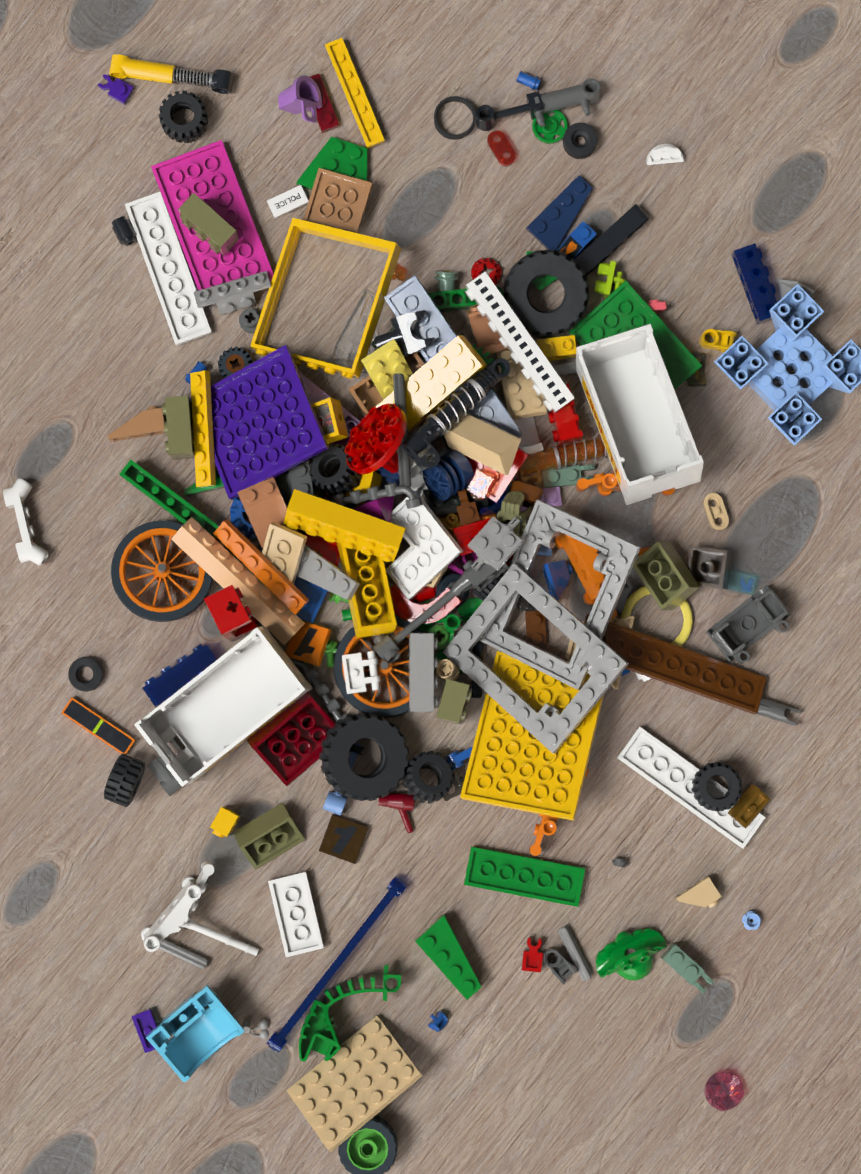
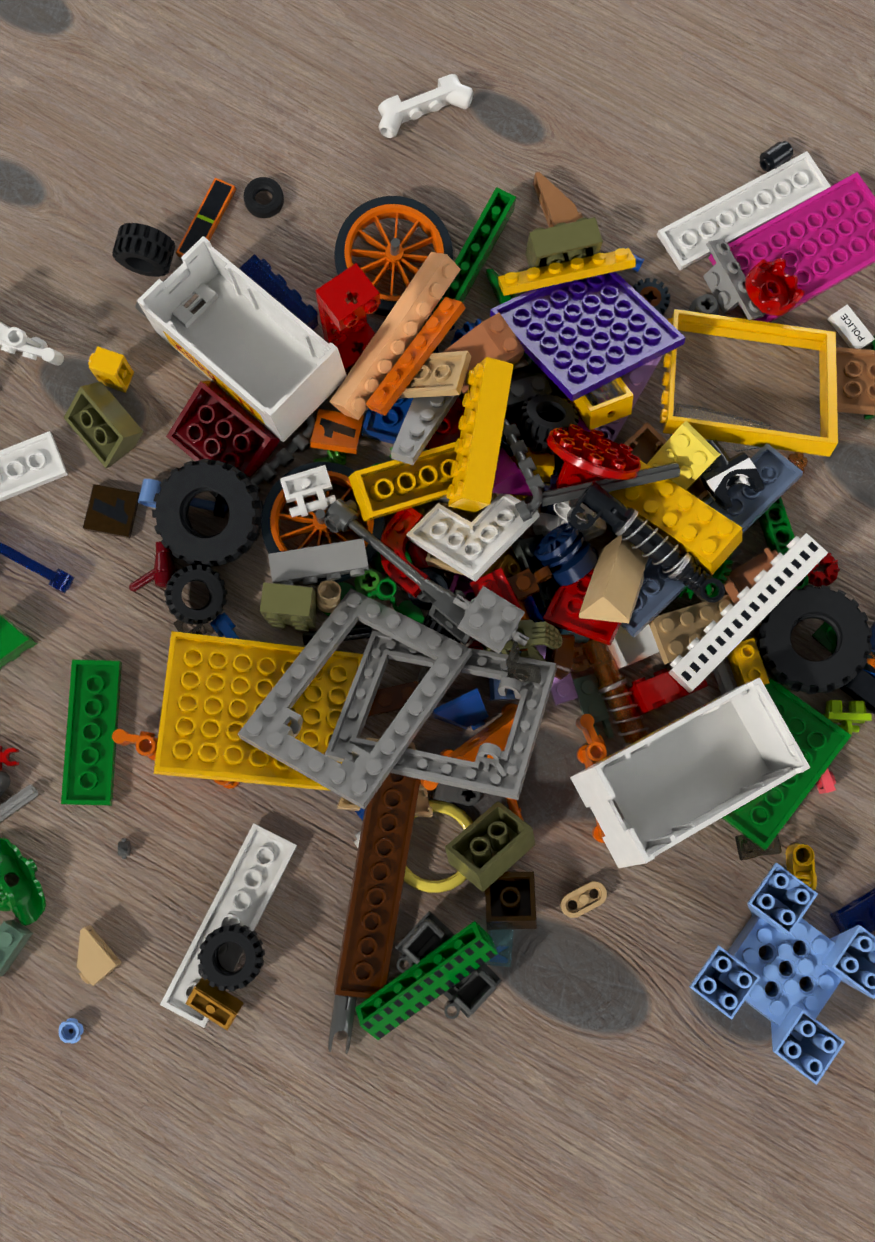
camera: 80 degrees right, 5 degrees down
(208, 225) = (807, 232): olive brick -> none
(245, 252) = (772, 276): none -> red plate
(446, 279) = (802, 520): sand green piece -> none
(482, 484) = (562, 594): clear orange brick -> none
(541, 527) = (521, 671): none -> clear smoke bracket
(758, 641) = (426, 980): none -> green brick

